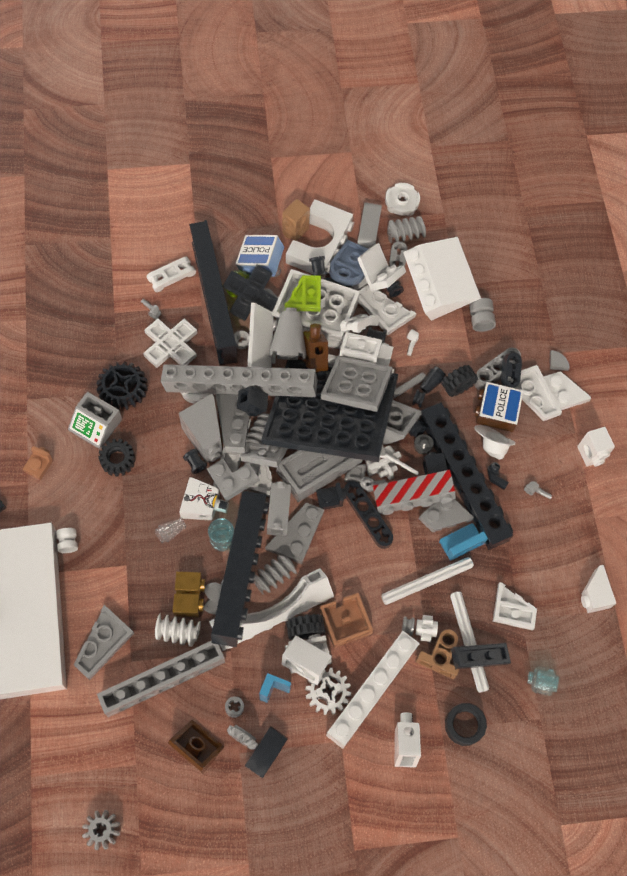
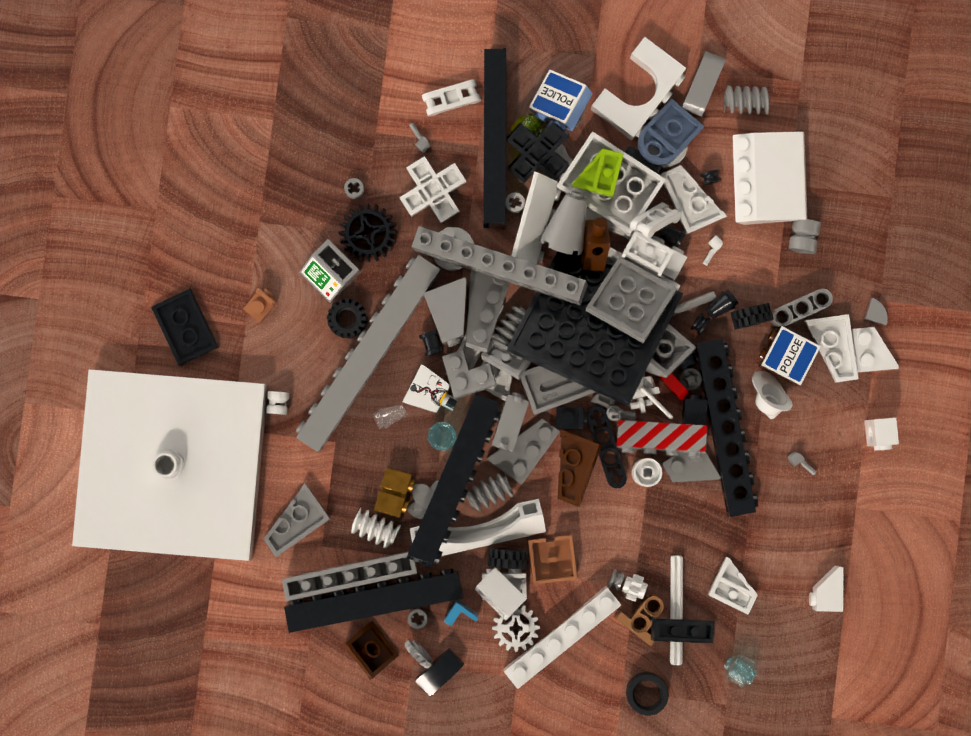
camera: 20 degrees right, 20 degrees up
(95, 825) = (270, 713): light grey gear -> none
(105, 360) = (354, 181): none -> light grey bush
(139, 485) = (368, 354): none -> light grey brick
(187, 699) = (373, 601): none -> black brick
(252, 401) = (508, 294): black brick -> none
(295, 220) = (614, 62): medium nougat brick -> none
(318, 266) = (625, 135): black bush -> none
(346, 535) = (576, 466): none -> reddish brown wing
(376, 269) = (695, 153): white bracket -> none
(394, 257) = (721, 132): light grey beam -> none
(399, 207) = (765, 48): white plate -> none
(407, 742) = (578, 706): white torso -> none
(408, 525) = (646, 472): none -> white wheel
(409, 449) = (674, 386): none -> red beam
(427, 580) = (650, 535): white axle -> none
(462, 541) = (700, 501): dark azure panel -> none
(494, 476) = (758, 436): black arm -> none
(511, 370) = (814, 319): black beam -> none

